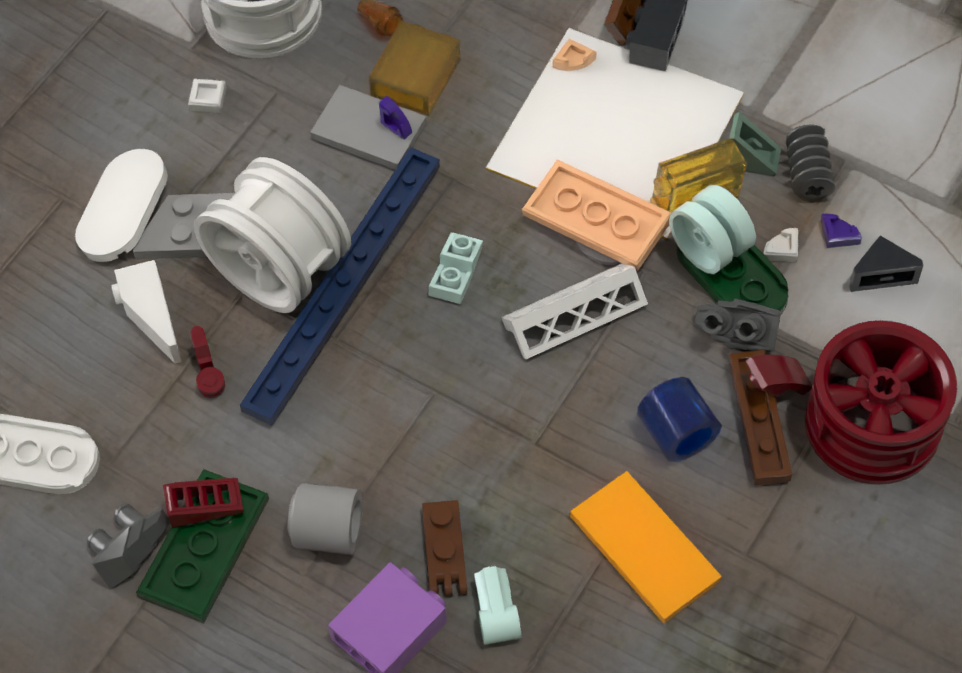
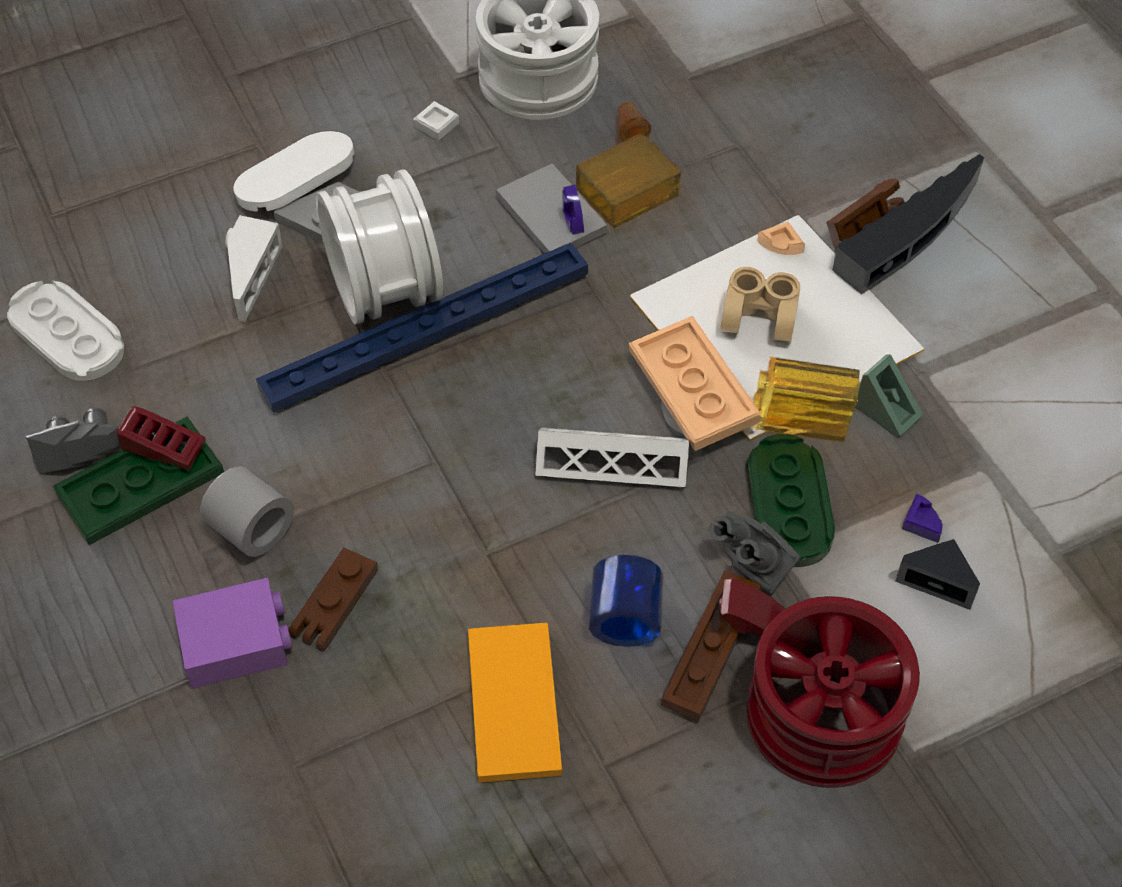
camera: 30 degrees right, 5 degrees down
(209, 379) = (251, 347): dark red piece -> none
(456, 268) = (537, 364): light aqua slope -> none
(498, 615) = (331, 682): light aqua piece -> none
(607, 109) = (751, 292): none -> tan piece
(712, 229) = (784, 444): light aqua wheel -> none
(783, 246) = (856, 504): white tile -> none
(810, 162) = (937, 439): dark grey piece -> none

